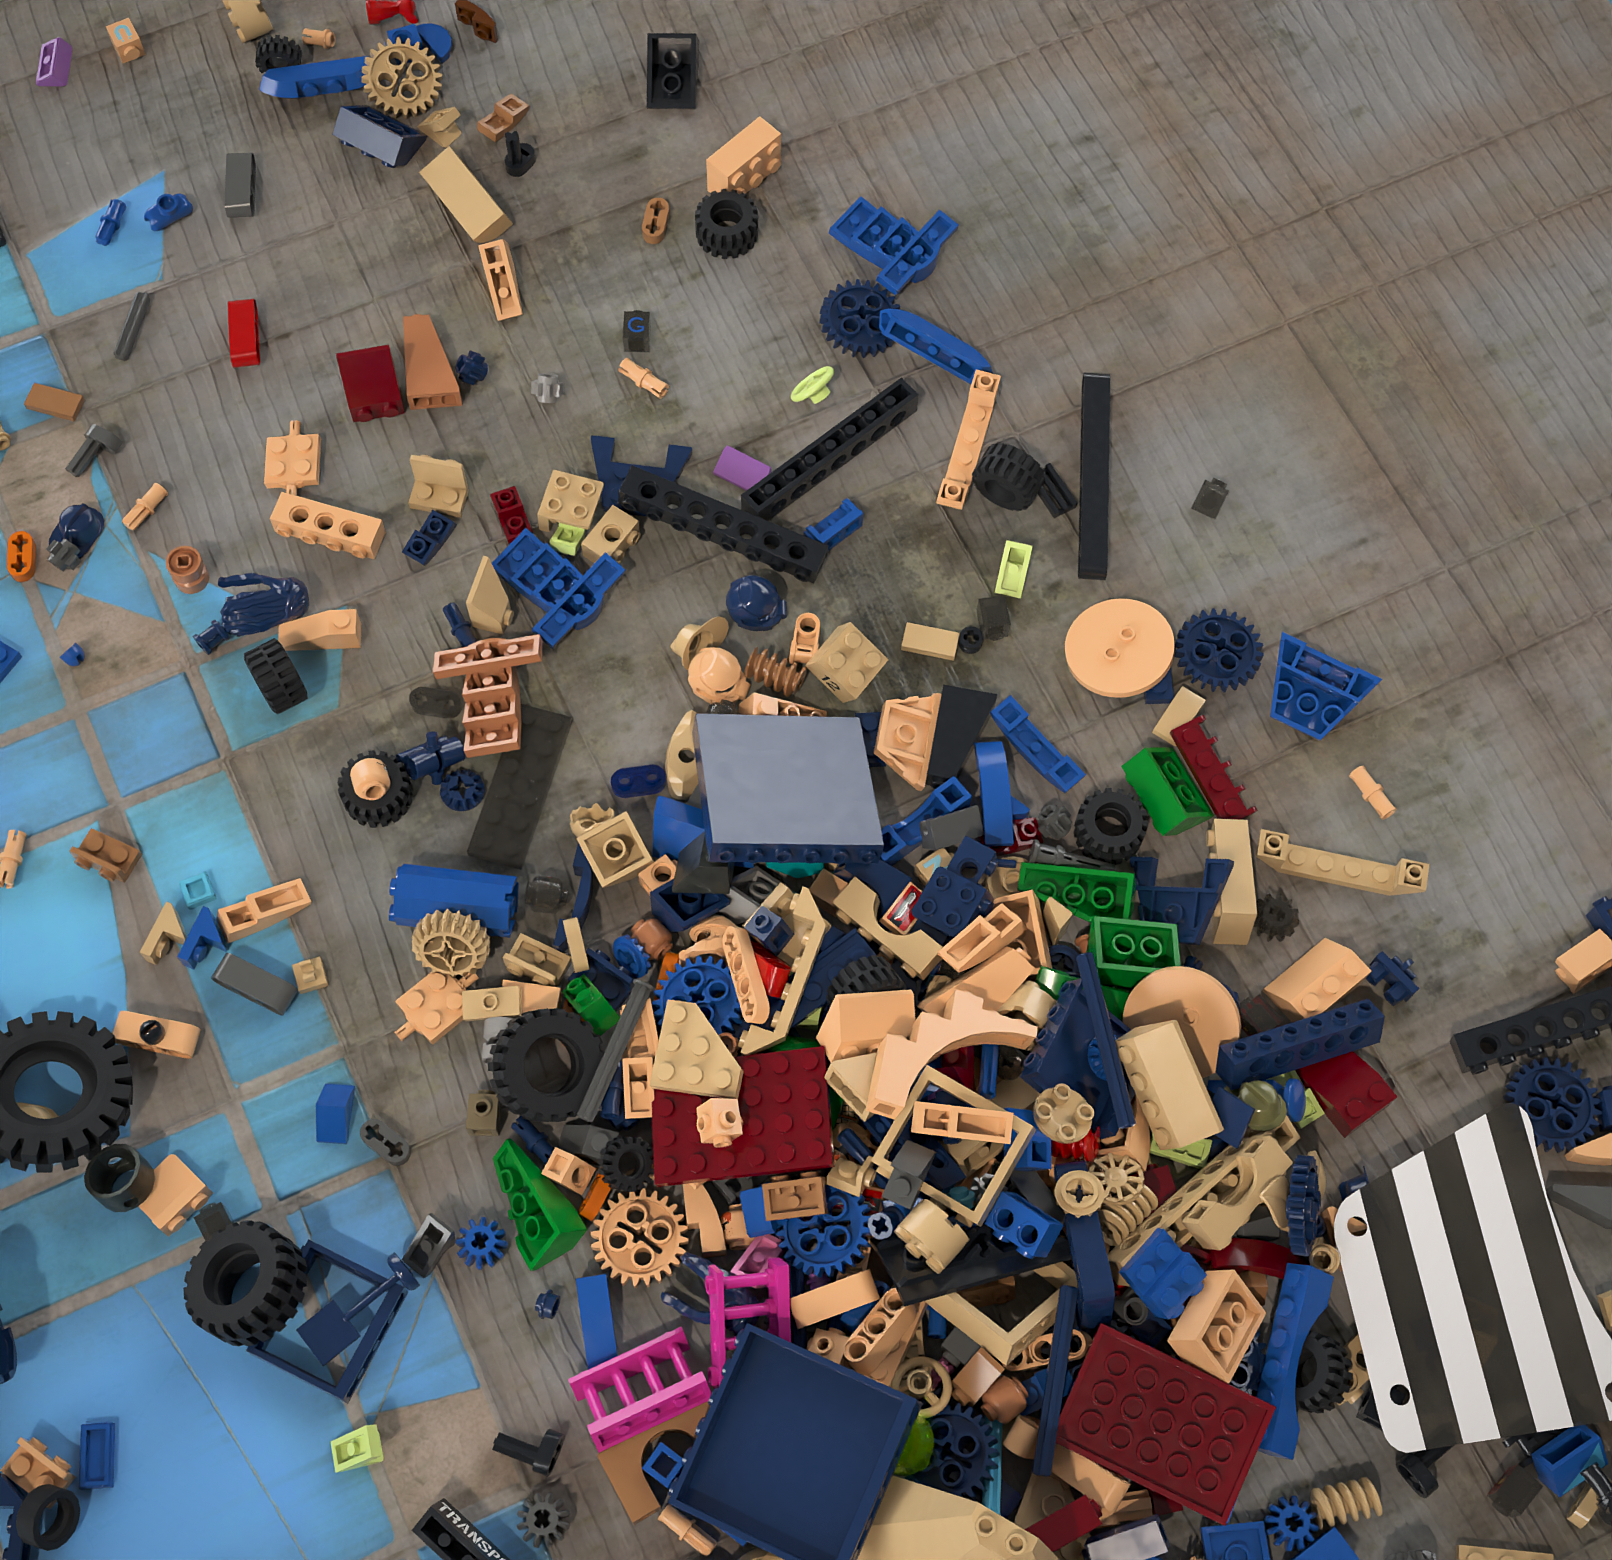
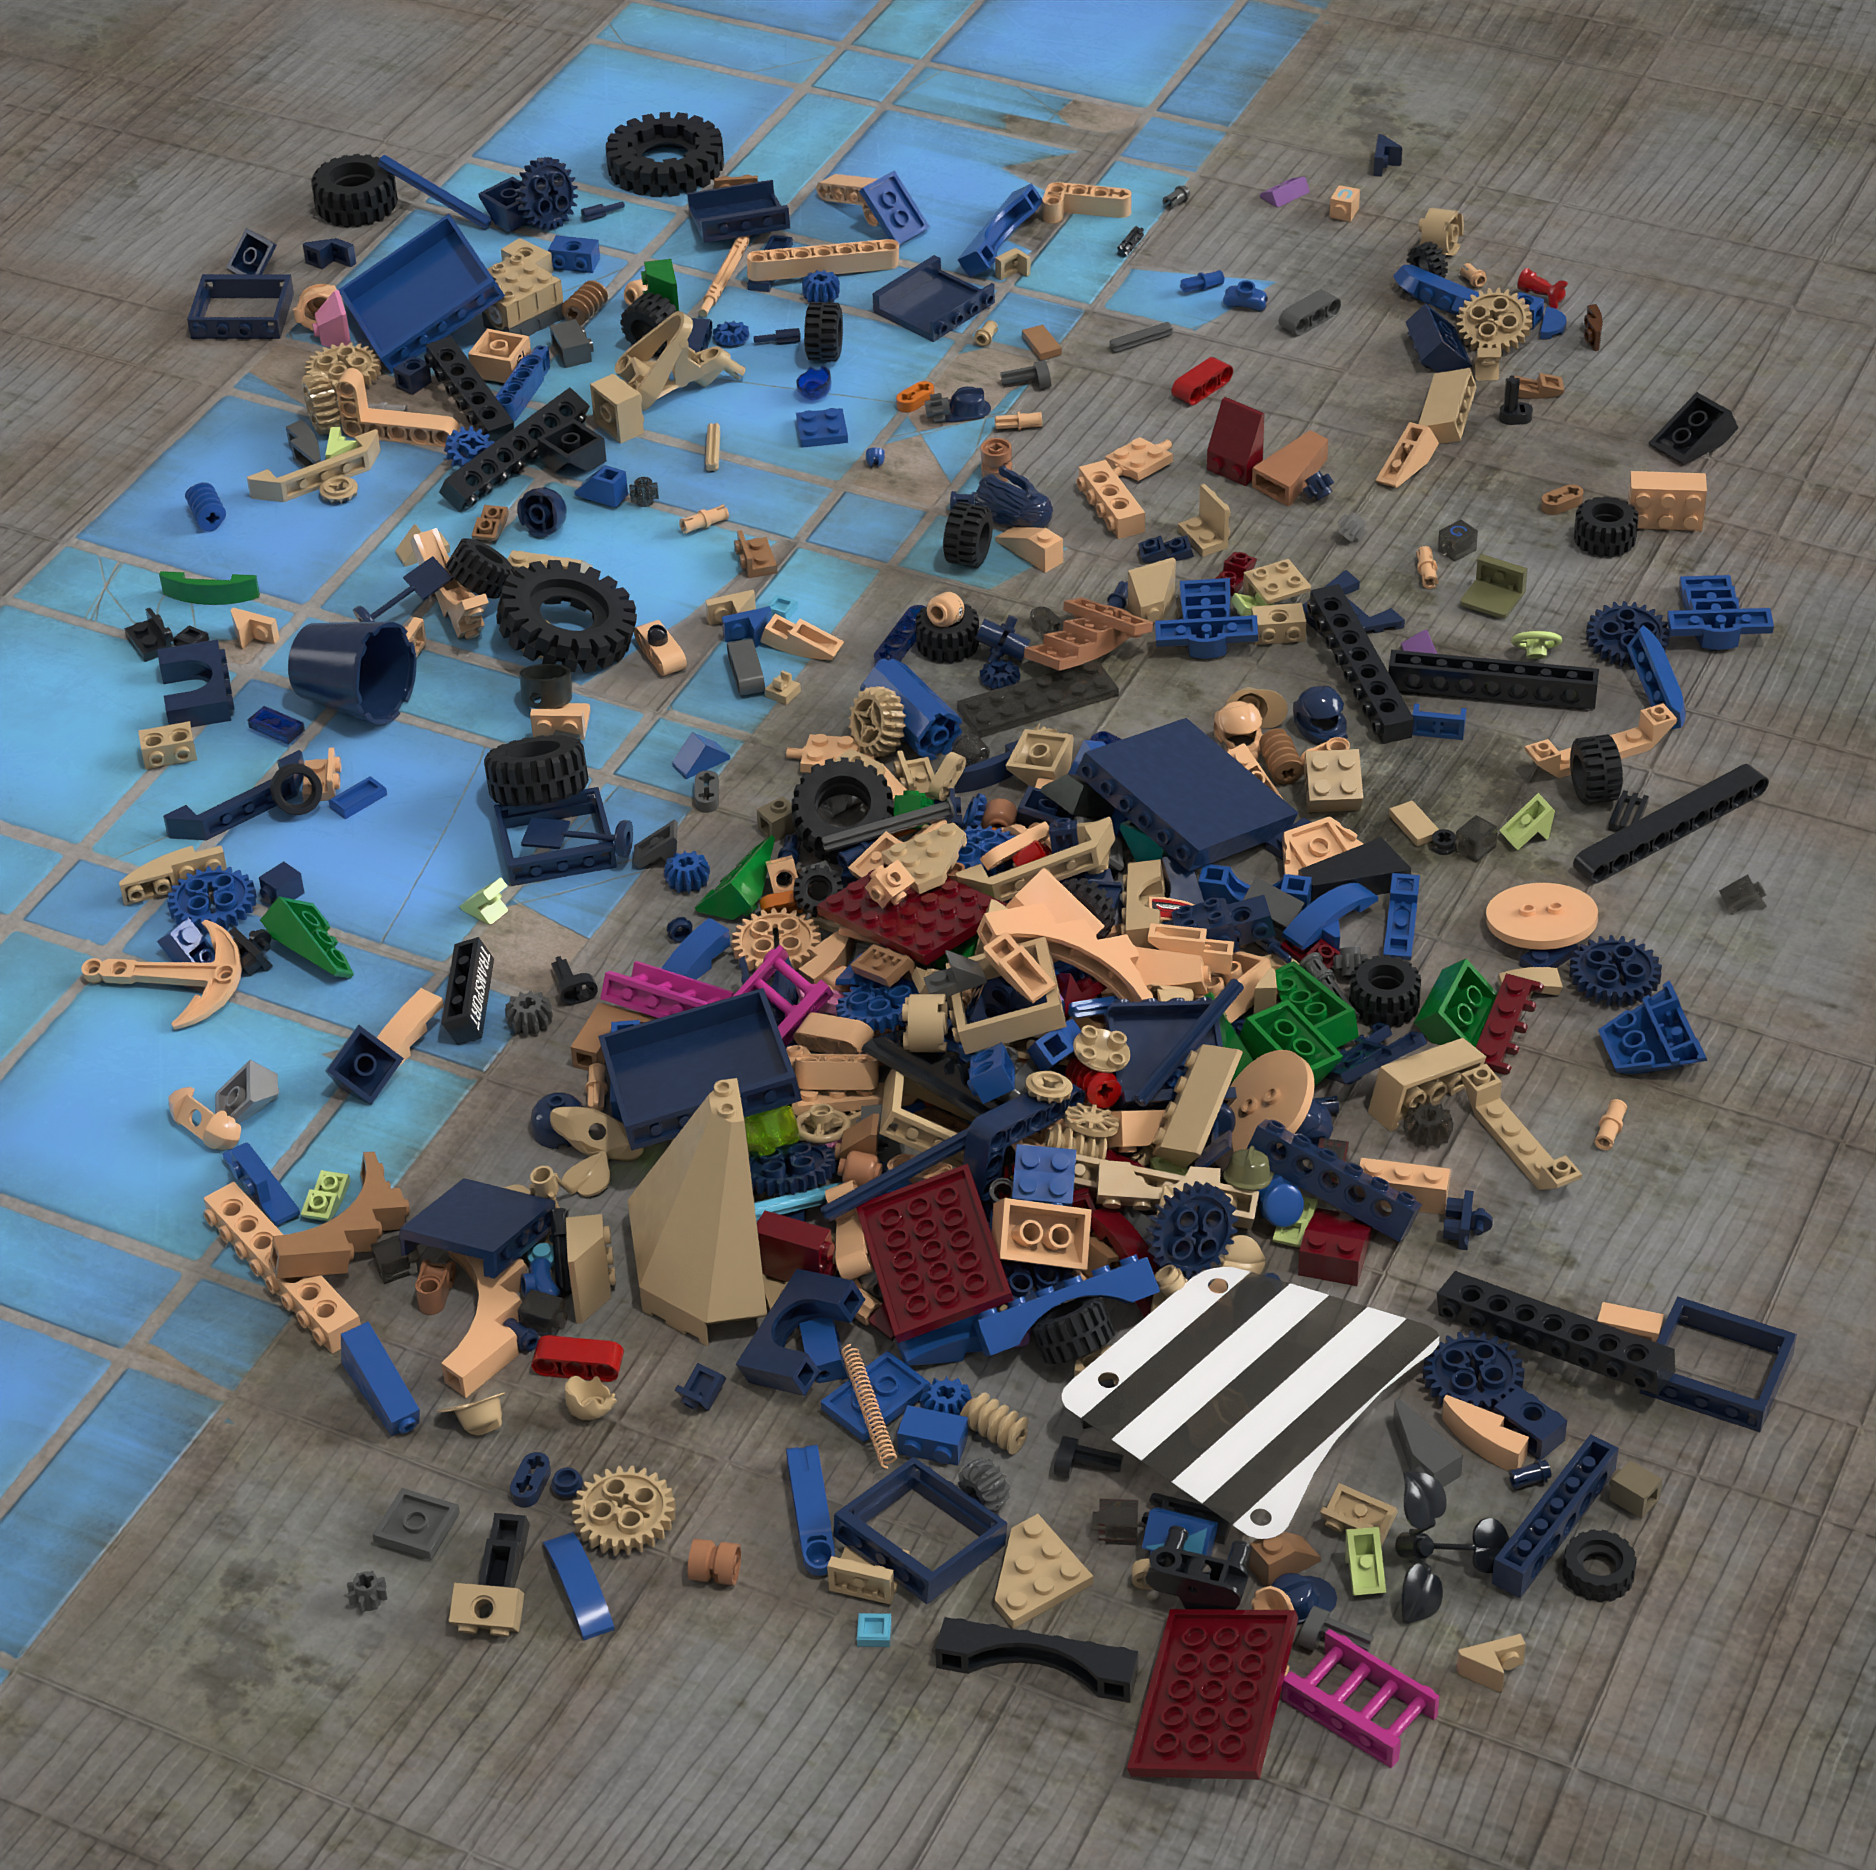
camera: 55 degrees right, 25 degrees down
(337, 827) = (896, 636): none -> clear blue beam
(720, 358) = (1496, 587): none -> olive bracket

